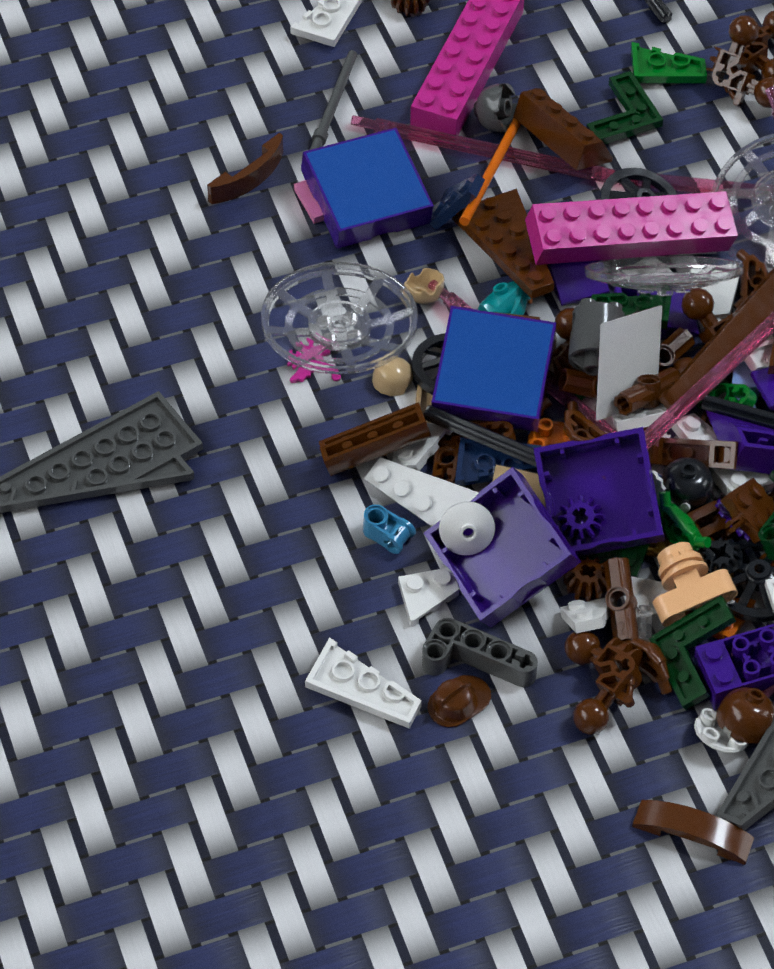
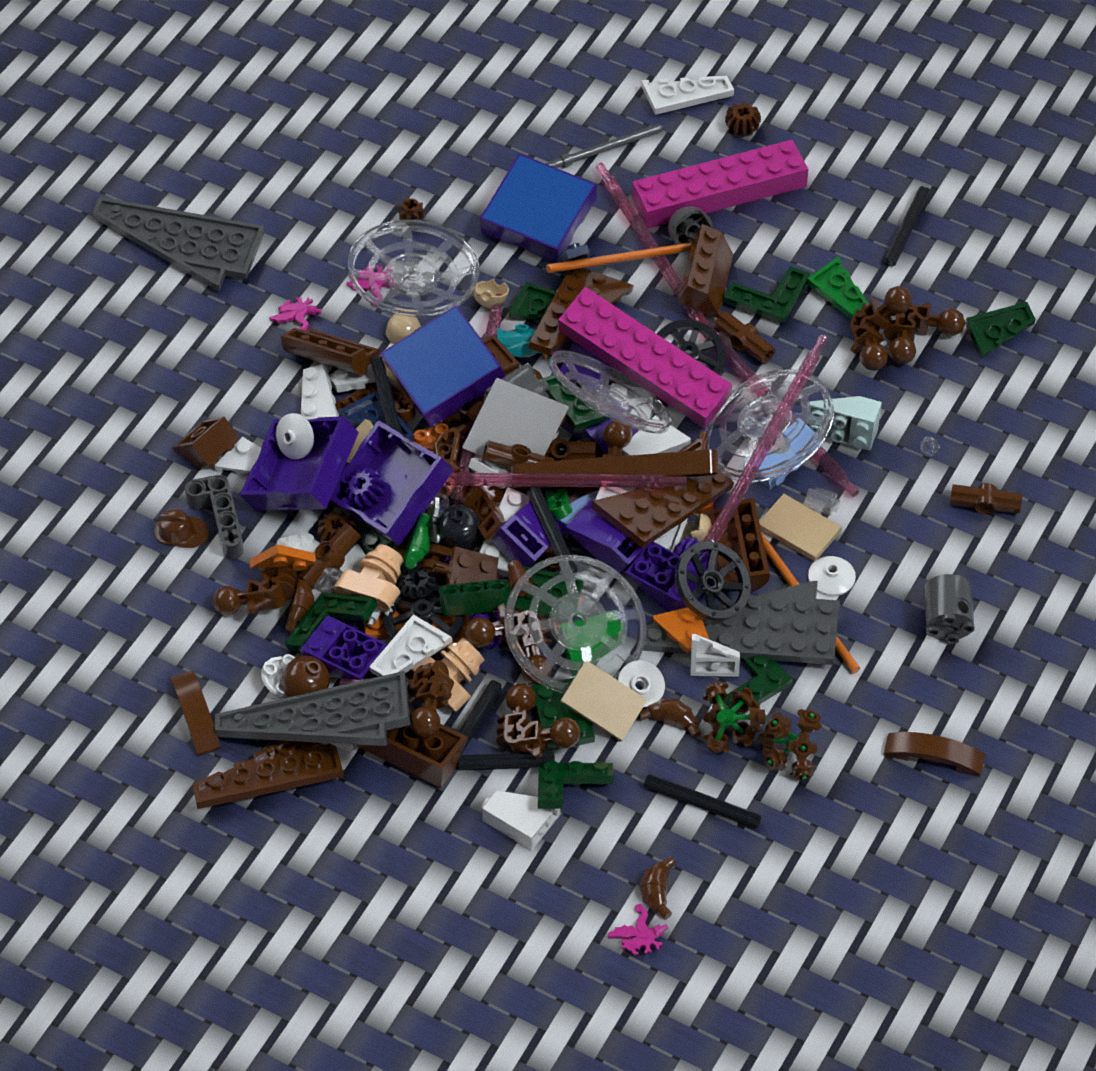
camera: 50 degrees right, 0 degrees up
(228, 187) = (493, 149): reddish brown slope -> none
(261, 277) = (411, 210): none -> reddish brown gear
(285, 436) = (296, 311): none -> dark pink piece
(352, 682) = (139, 471): white wing -> none
(377, 607) = (207, 442): none -> reddish brown slope
(390, 531) = (272, 403): dark azure piece -> none
(465, 265) = (532, 302): none -> dark green wing
(608, 632) = (283, 556): none -> orange wing
(655, 157) = (744, 337): none -> reddish brown piece

